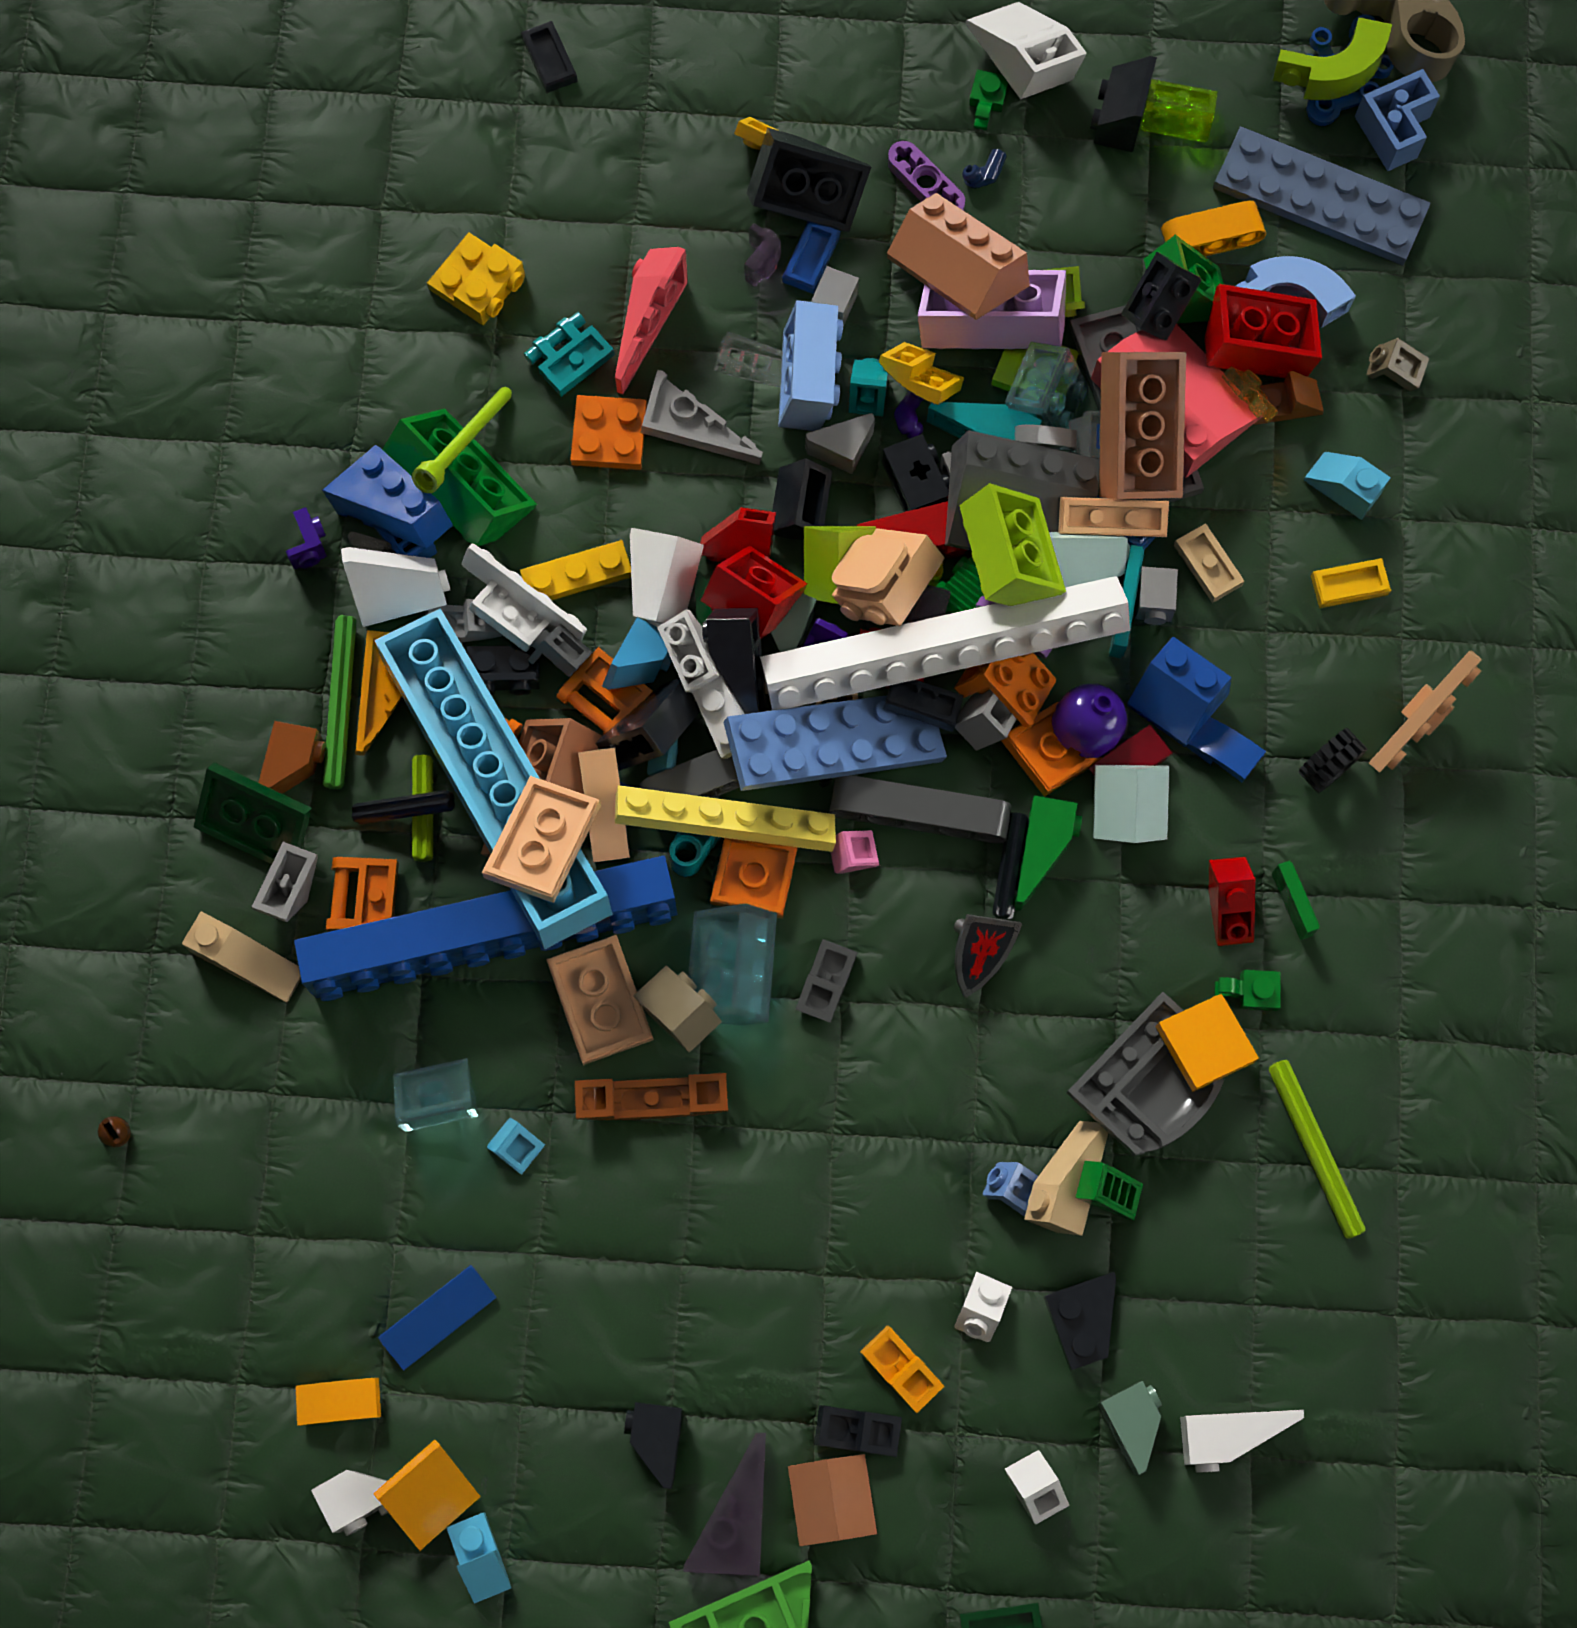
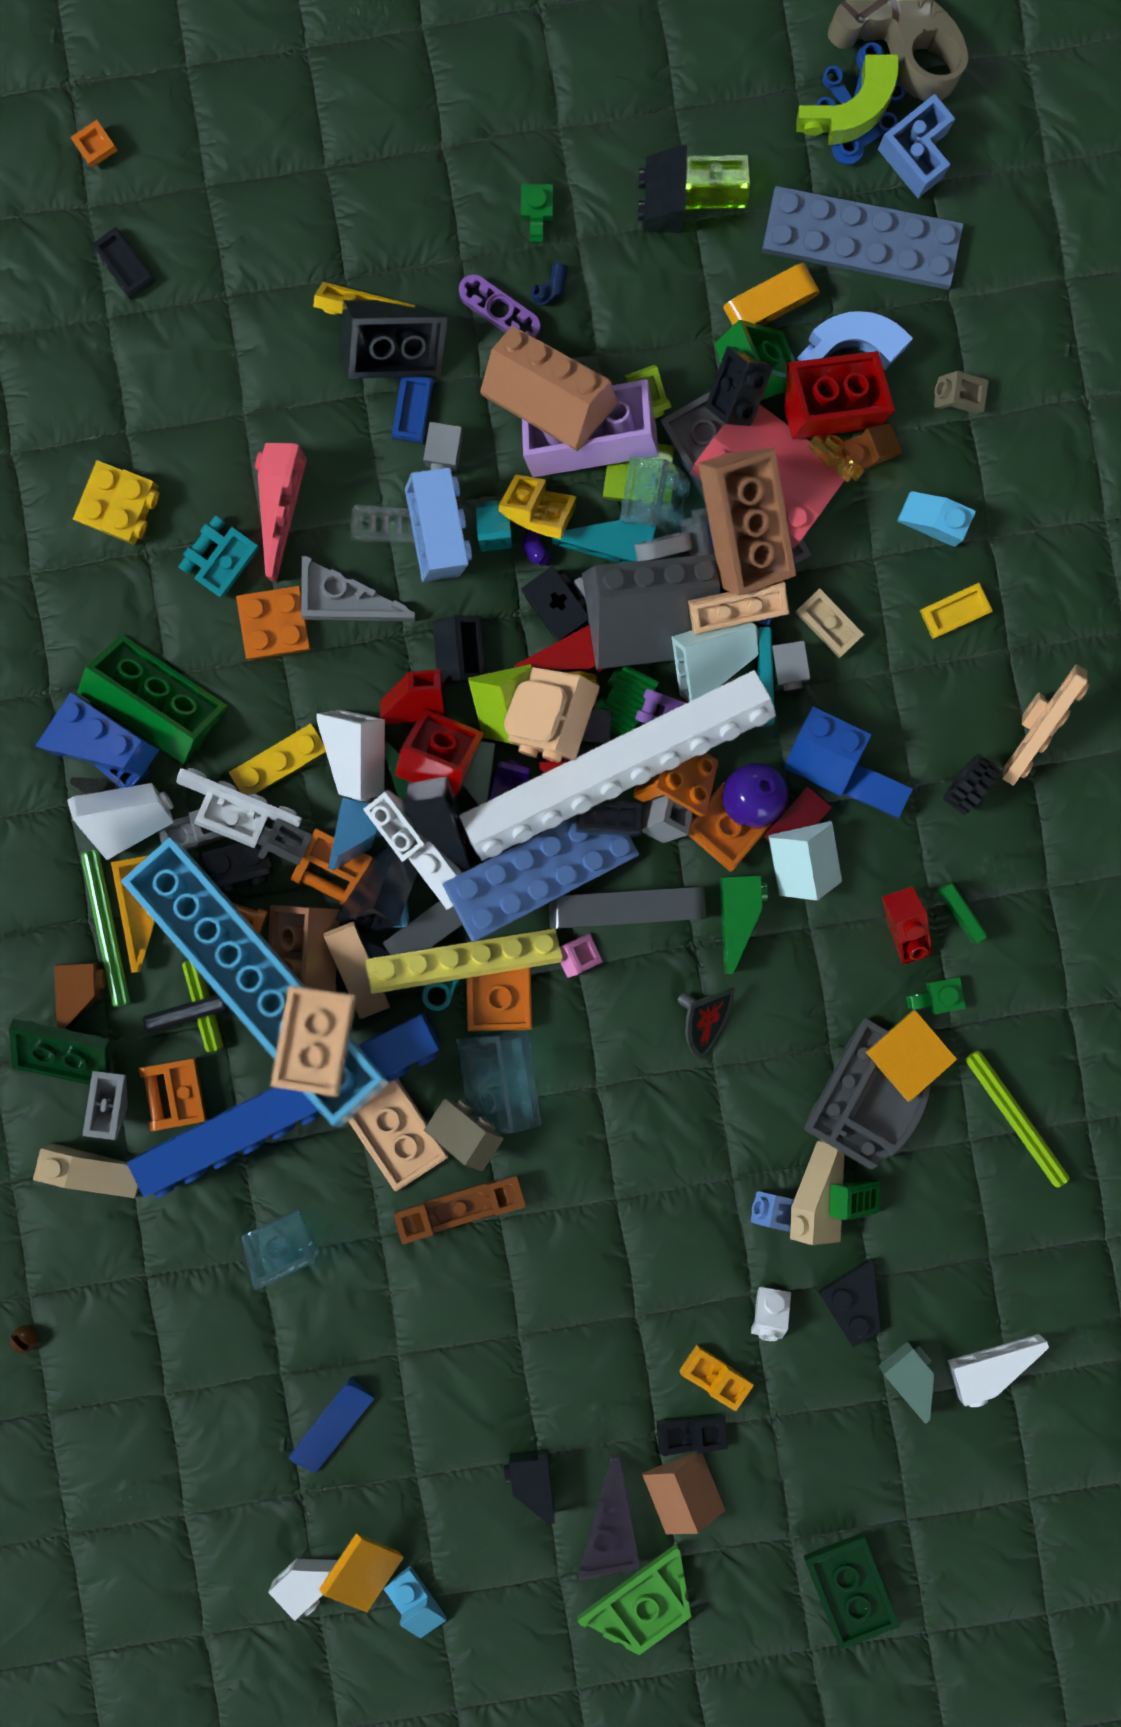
camera: 10 degrees left, 15 degrees up
(312, 550) = (37, 783): dark purple bracket -> none
(338, 1401) = (270, 1512): light orange slope -> none
(431, 473) = (127, 718): lime piece -> none
(515, 1145) = (357, 1271): medium azure slope -> none
(764, 259) = (370, 427): clear purple bracket -> none
(826, 980) = (581, 1073): dark grey slope -> none
(841, 443) = (483, 587): light grey slope -> none
(1010, 867) = (714, 938): black axle -> none
(1011, 546) = (657, 667): lime slope -> none
(1028, 48) = (562, 152): white slope -> none
(1035, 1479) = (845, 1450): white brick -> none

